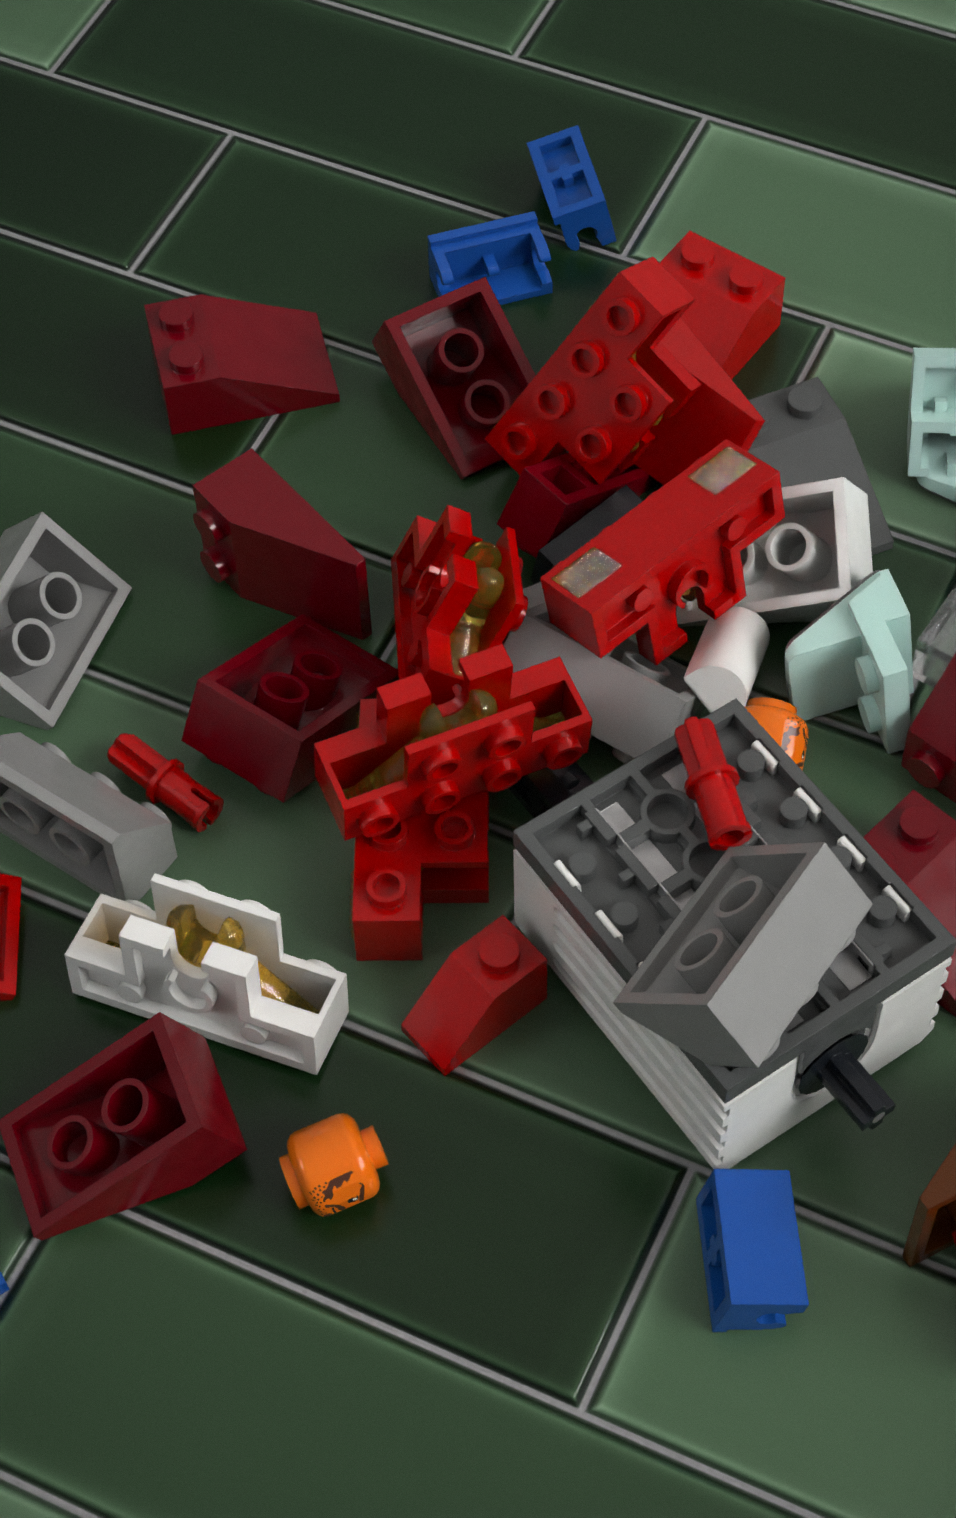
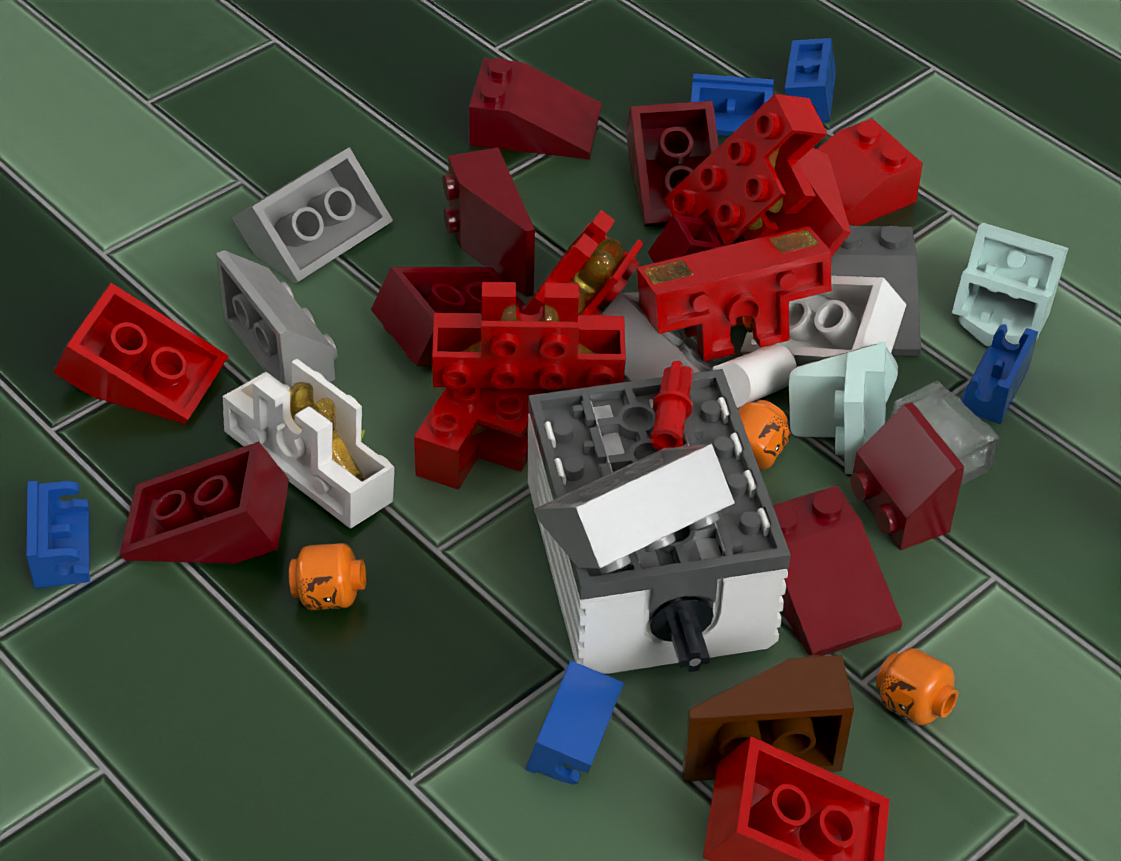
camera: 20 degrees right, 10 degrees down
(165, 781) = (349, 331): red axle -> none
(477, 995) = (478, 514): red slope -> none

